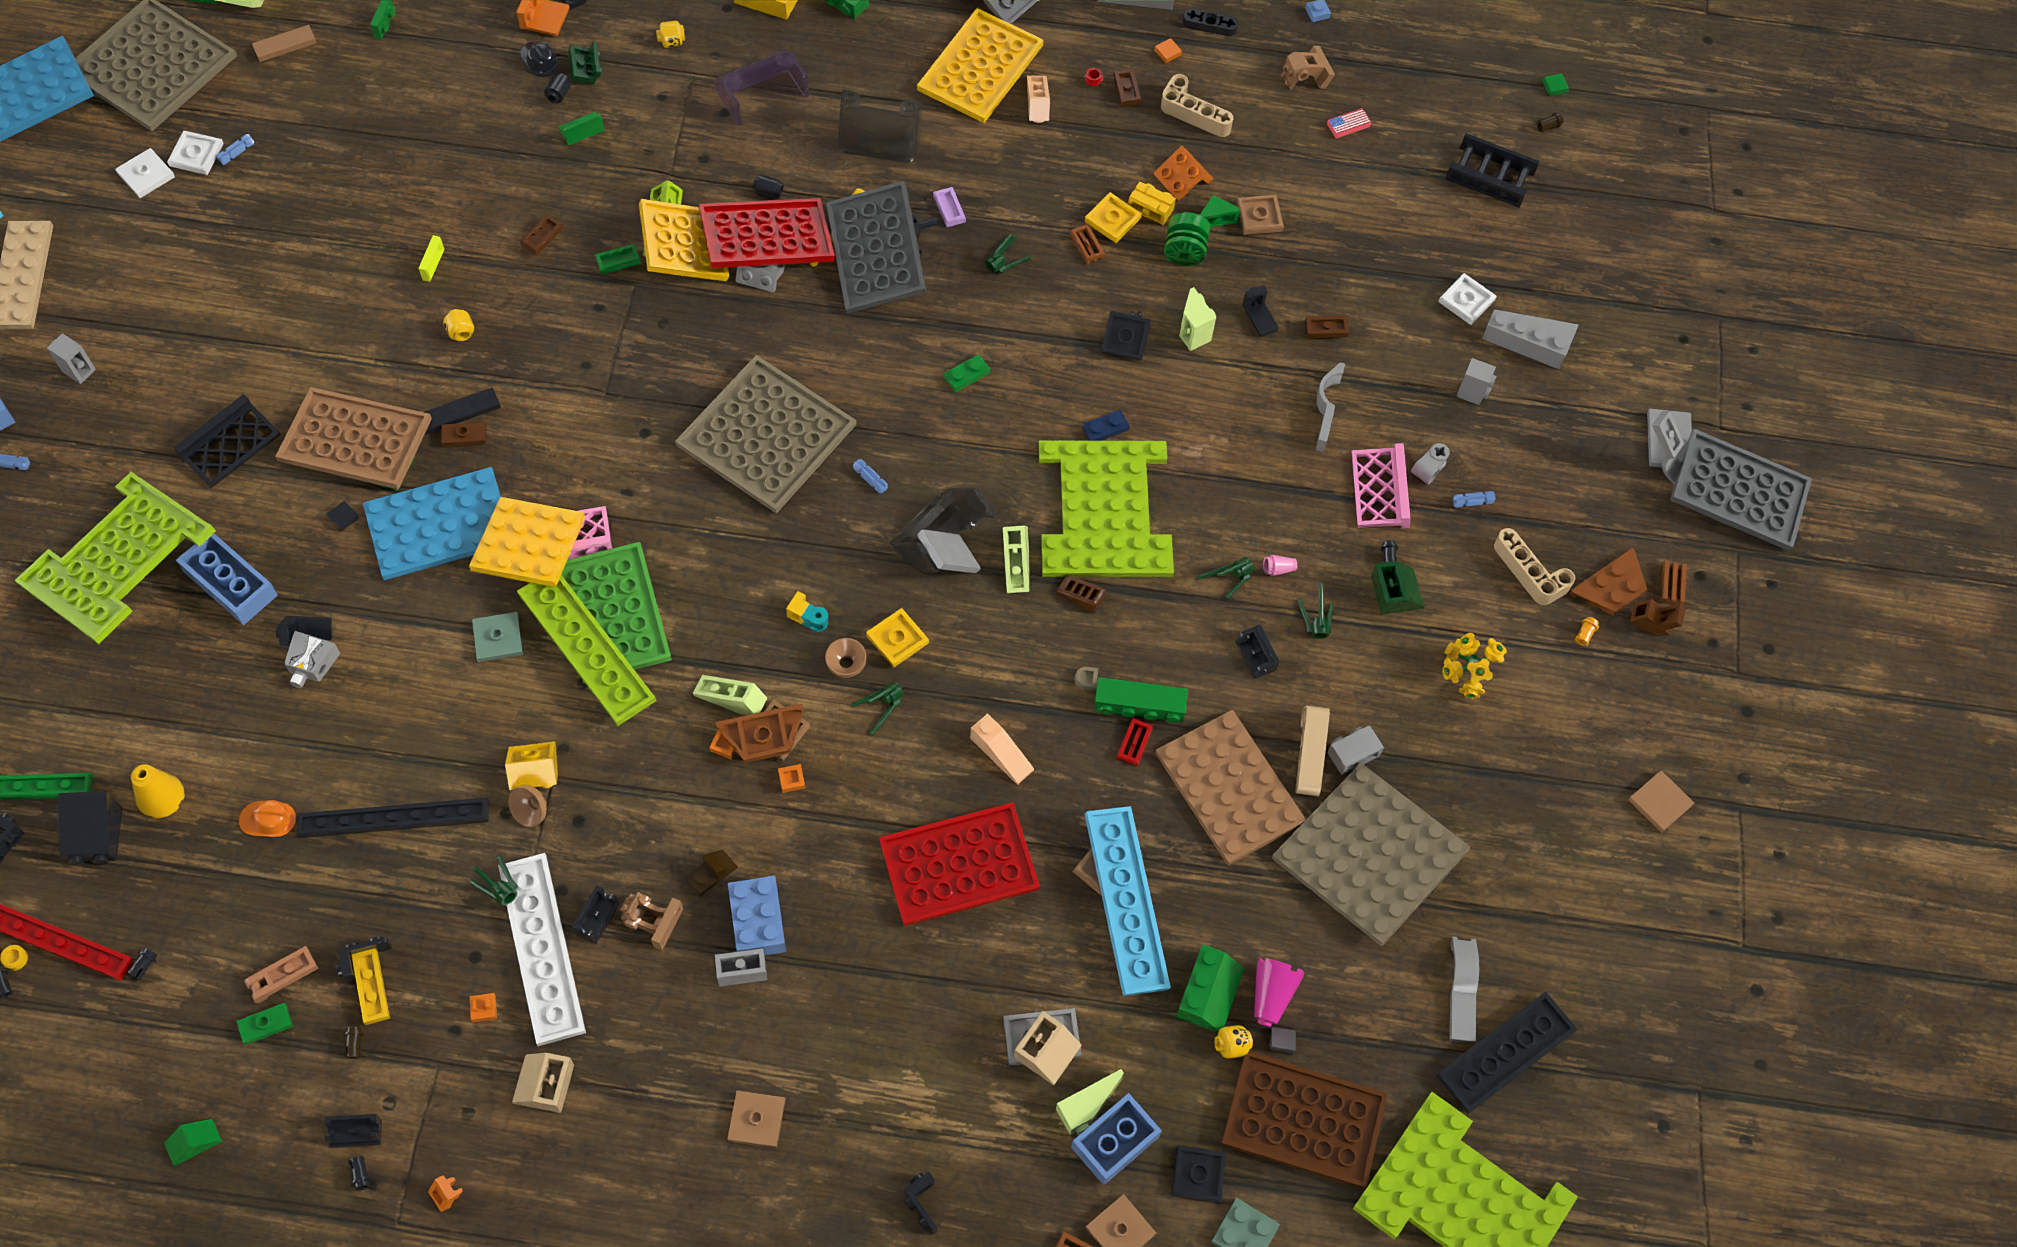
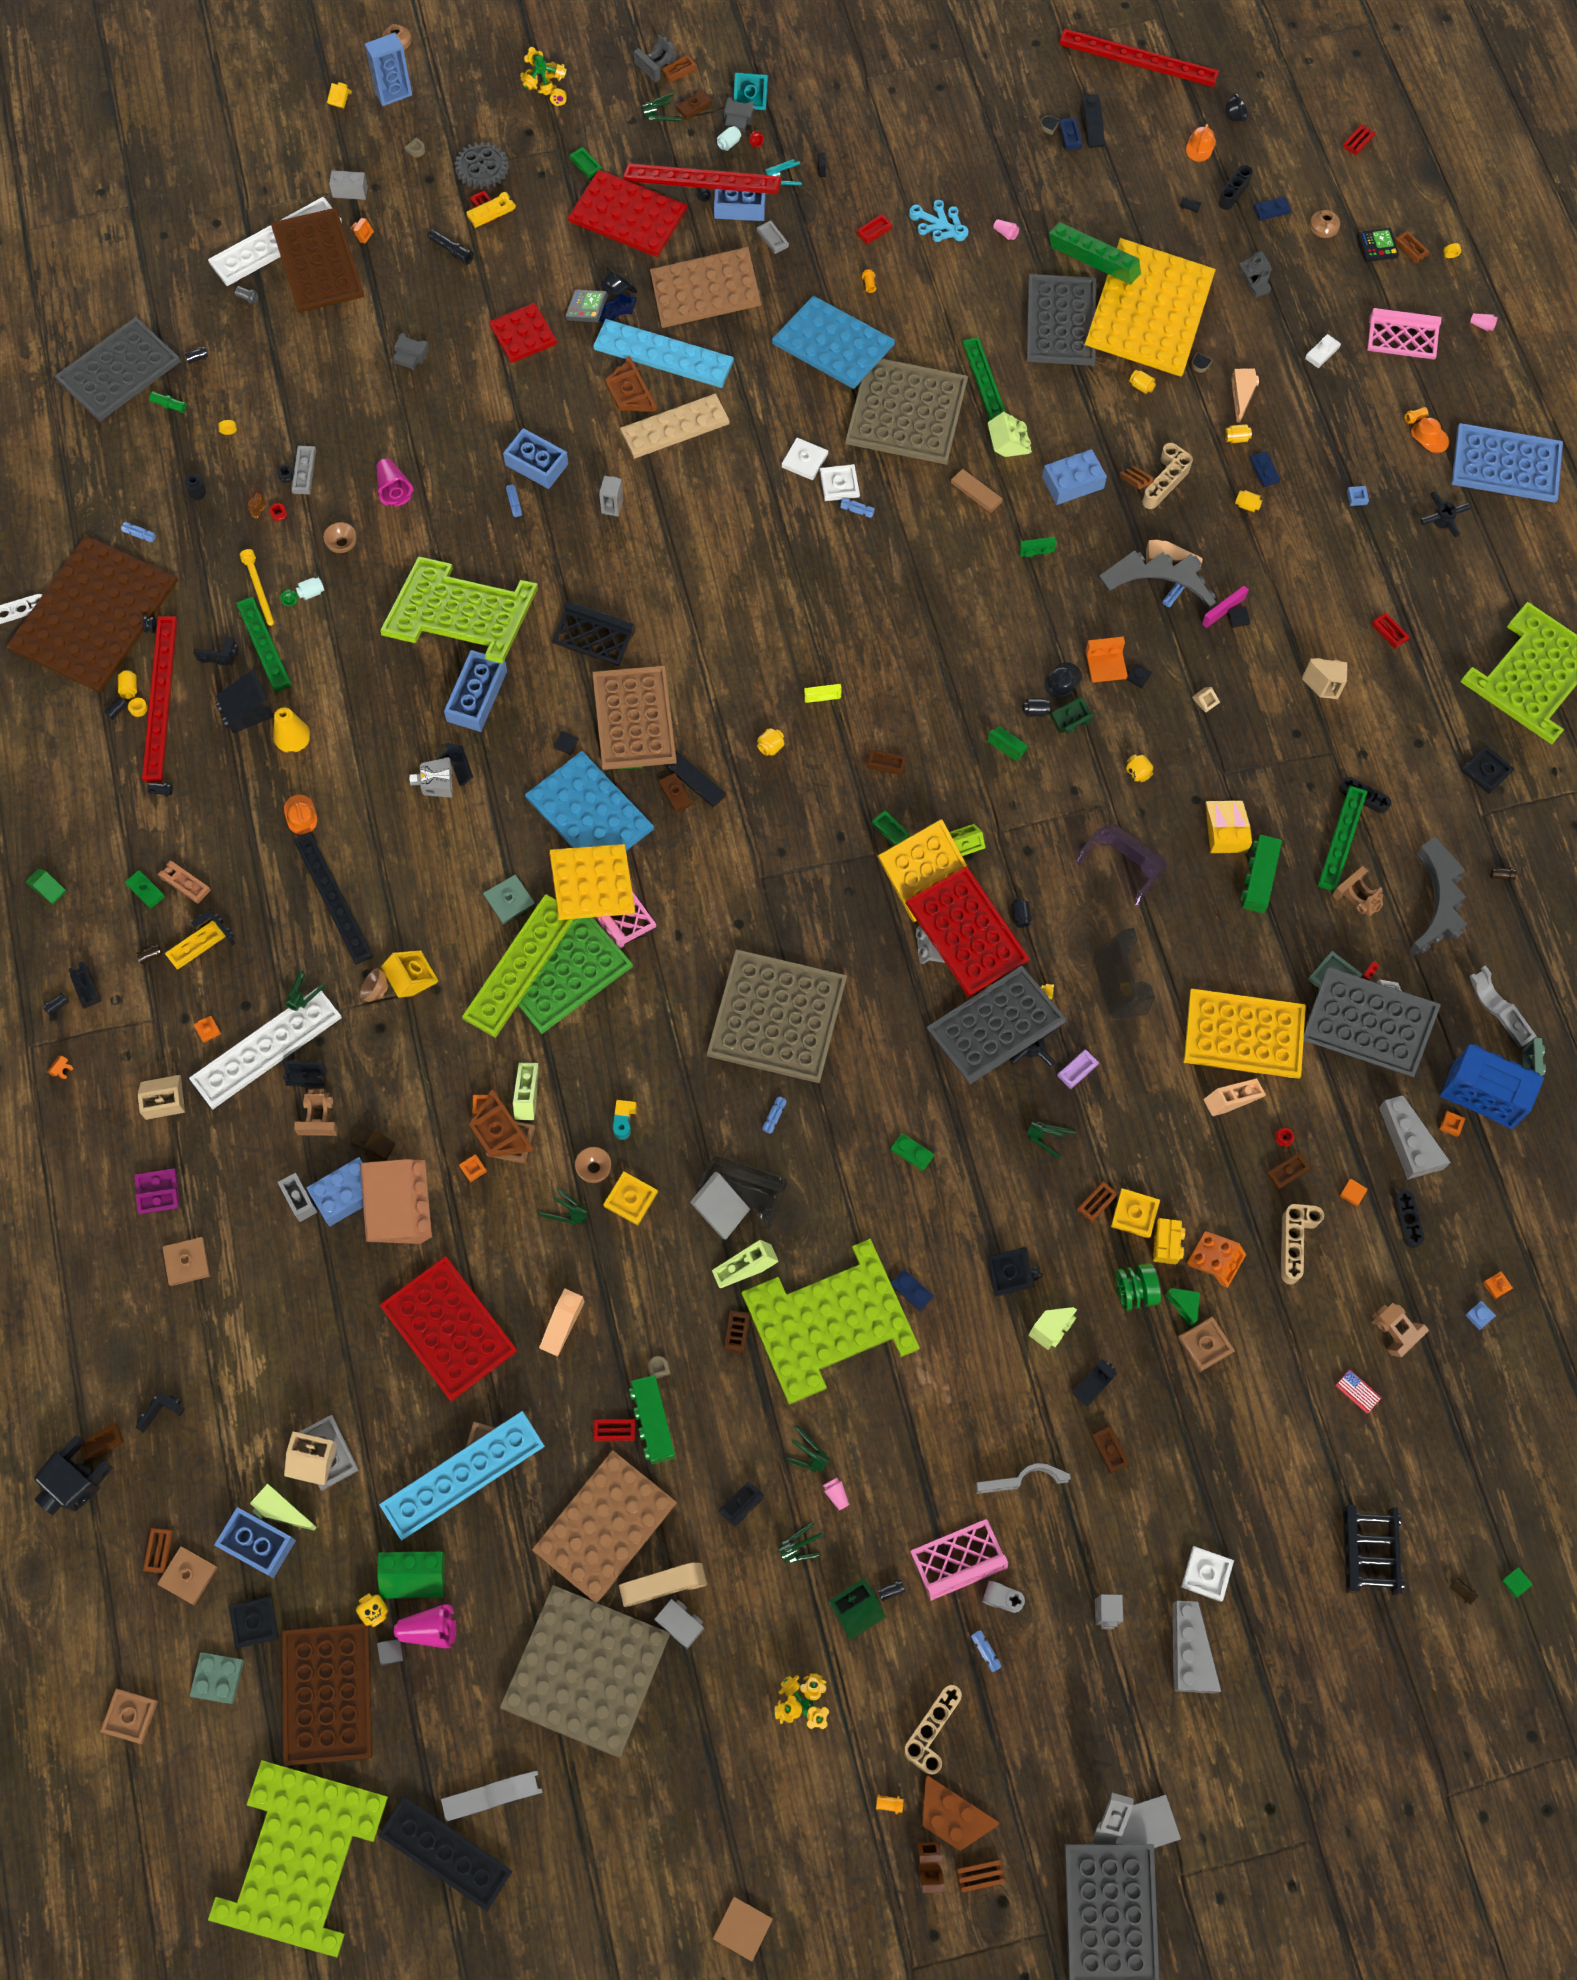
camera: 70 degrees right, 5 degrees up
(656, 1126) = (157, 1191): none -> magenta slope
(797, 860) = (396, 1201): none -> nougat slope

